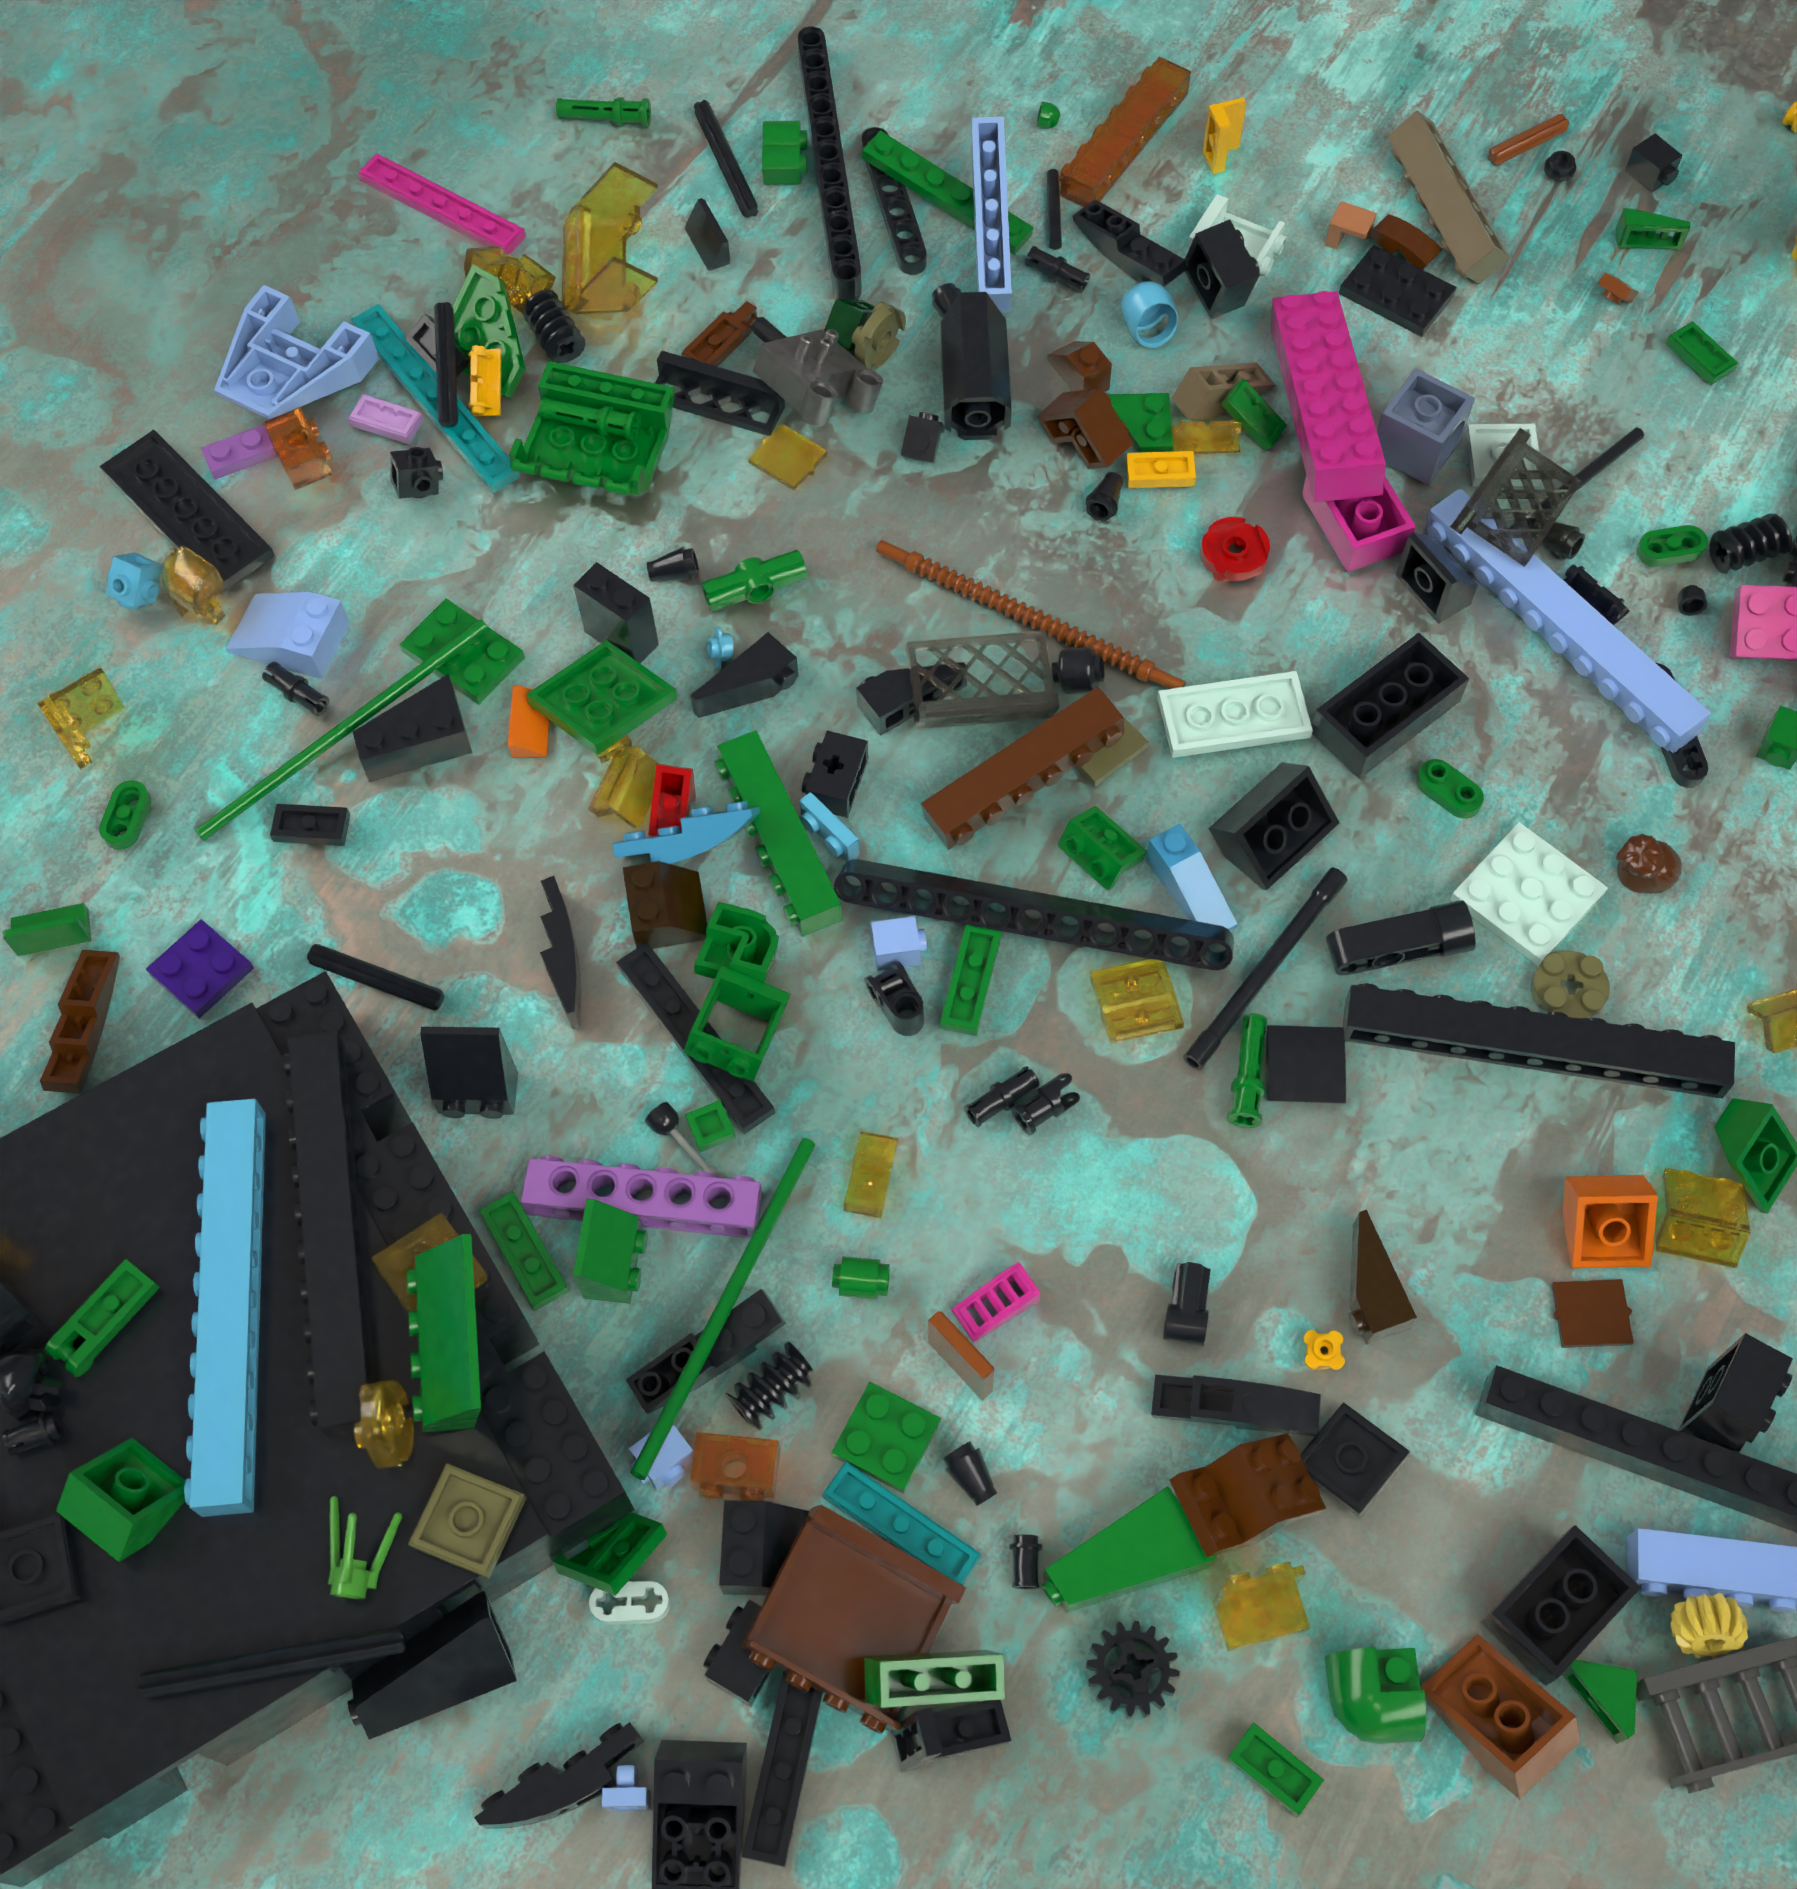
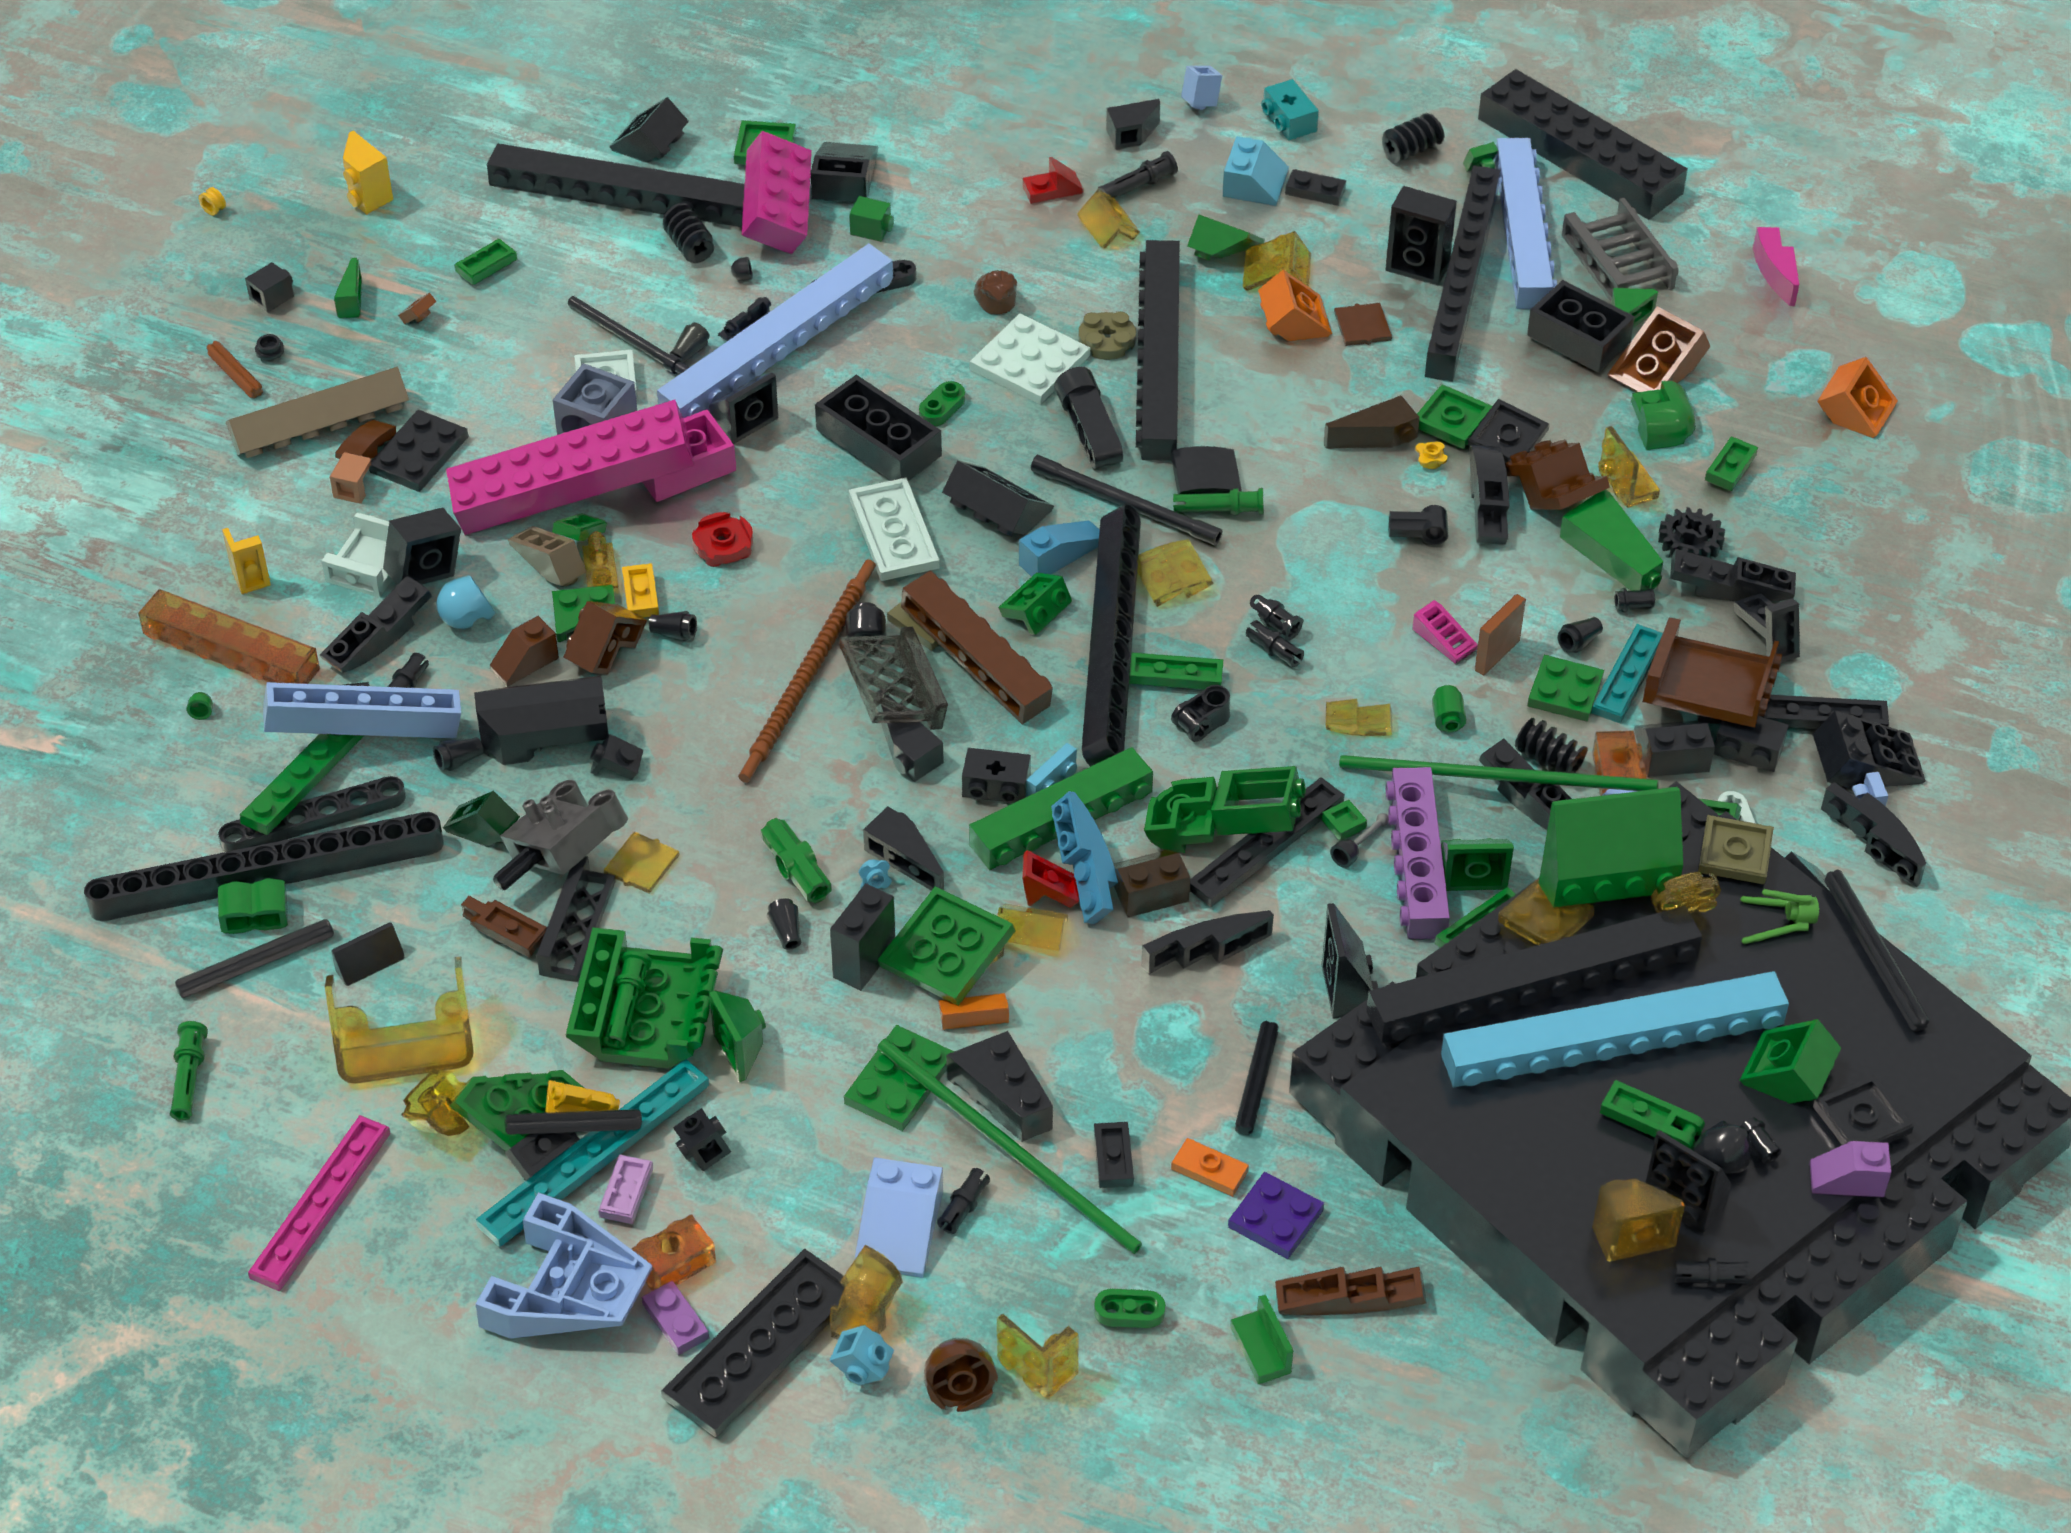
camera: 100 degrees left, 15 degrees down
(93, 649) = (959, 1374): none -> reddish brown cylinder
(275, 915) = (1209, 1167): none -> orange plate
(530, 505) = (737, 1030): none -> green slope
(553, 327) = (501, 1055): black piece -> none
(876, 339) = (509, 784): olive plate -> none
(897, 941) = (1154, 719): light blue brick -> none
(934, 1678) = (1738, 624): green brick -> none
(1043, 1707) = (1730, 581): none -> black slope
(1393, 1390) = (1452, 415): none -> green plate
(1491, 489) = (673, 365): clear smoke fence -> none
(1669, 545) = (691, 279): green plate -> none
(1709, 1625) = (1572, 258): light yellow gear -> none

